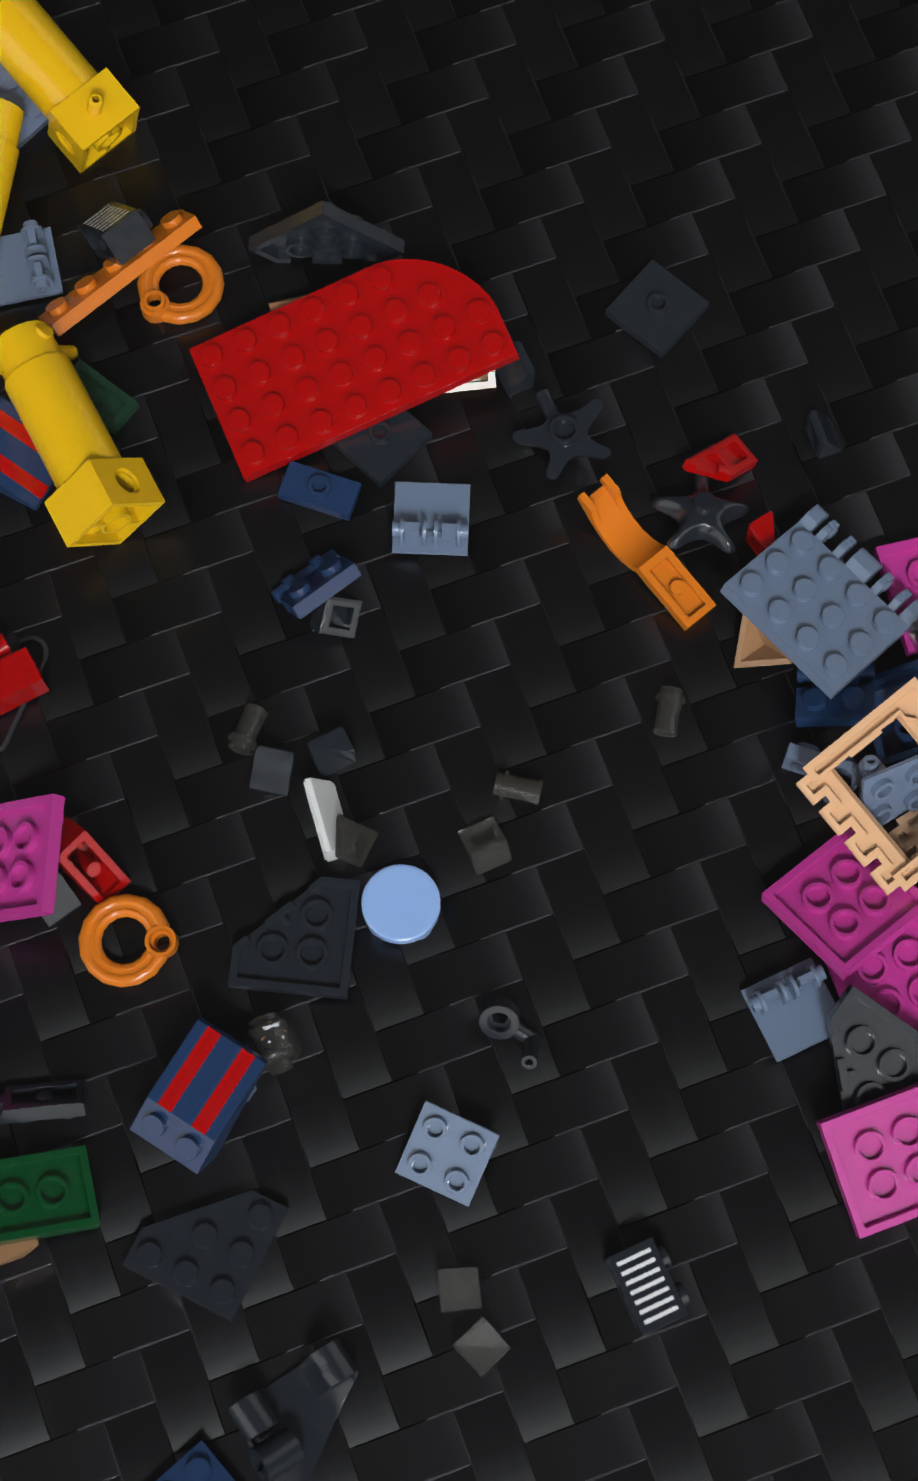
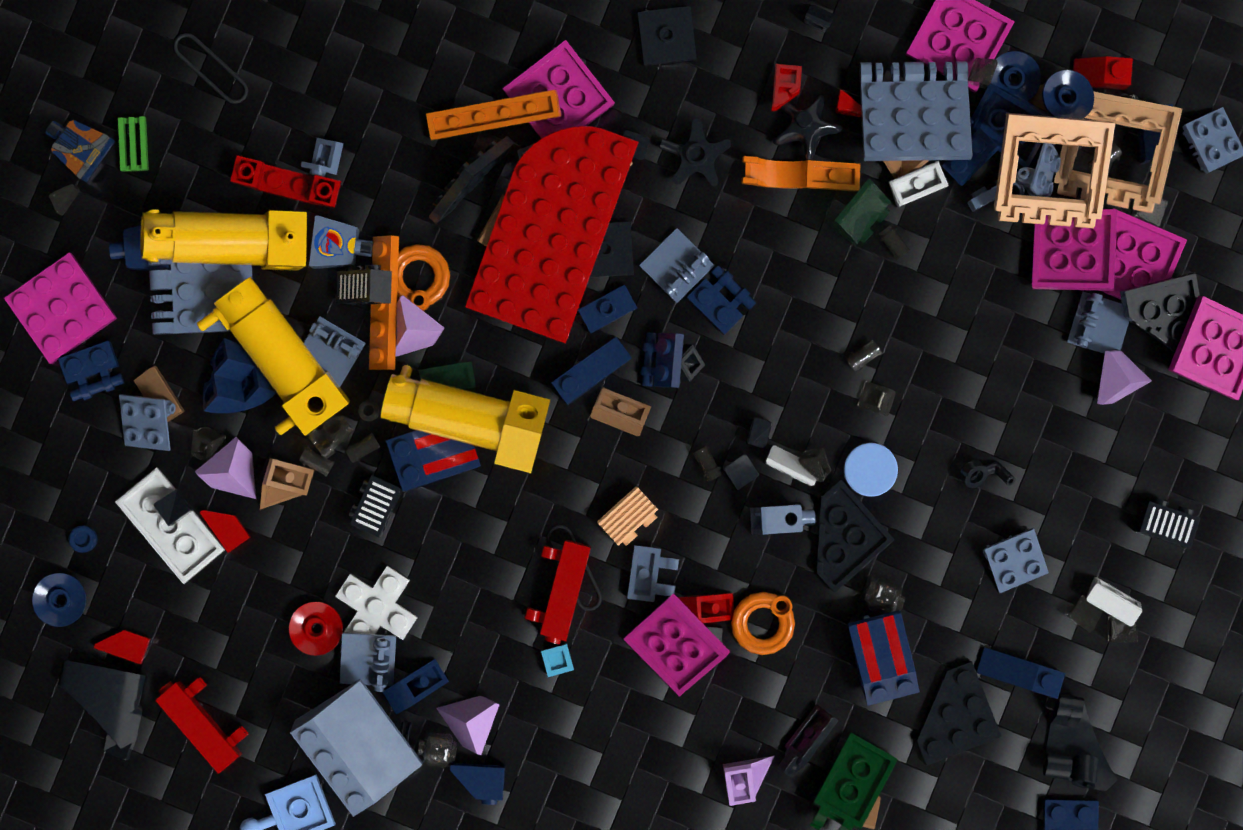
camera: 50 degrees left, 15 degrees up
(70, 766) = (644, 574): none -> sand blue plate
(114, 695) = (628, 516): none -> light nougat brick
(118, 322) = (414, 328): none -> lavender slope
(137, 177) = (336, 244): none -> sand blue torso
(139, 52) = (285, 183): none -> red slope
(216, 101) = (325, 158): none -> sand blue bracket
(222, 596) = (620, 411): none -> medium nougat slope
(235, 526) = (591, 370): none -> dark blue slope
(248, 837) = (772, 519): none -> sand blue torso
(324, 1275) = (1020, 672): none -> dark blue slope
(413, 209) = (493, 114): none -> orange plate
(425, 594) = (715, 305): none -> dark blue plate
(500, 251) = (578, 91): none -> dark pink plate
(502, 1306) = (1114, 601): none -> white slope
(665, 644) = (861, 213): none -> clear green slope
(752, 681) = (918, 184): none -> white slope
(756, 1081) = (1119, 377): none -> lavender slope

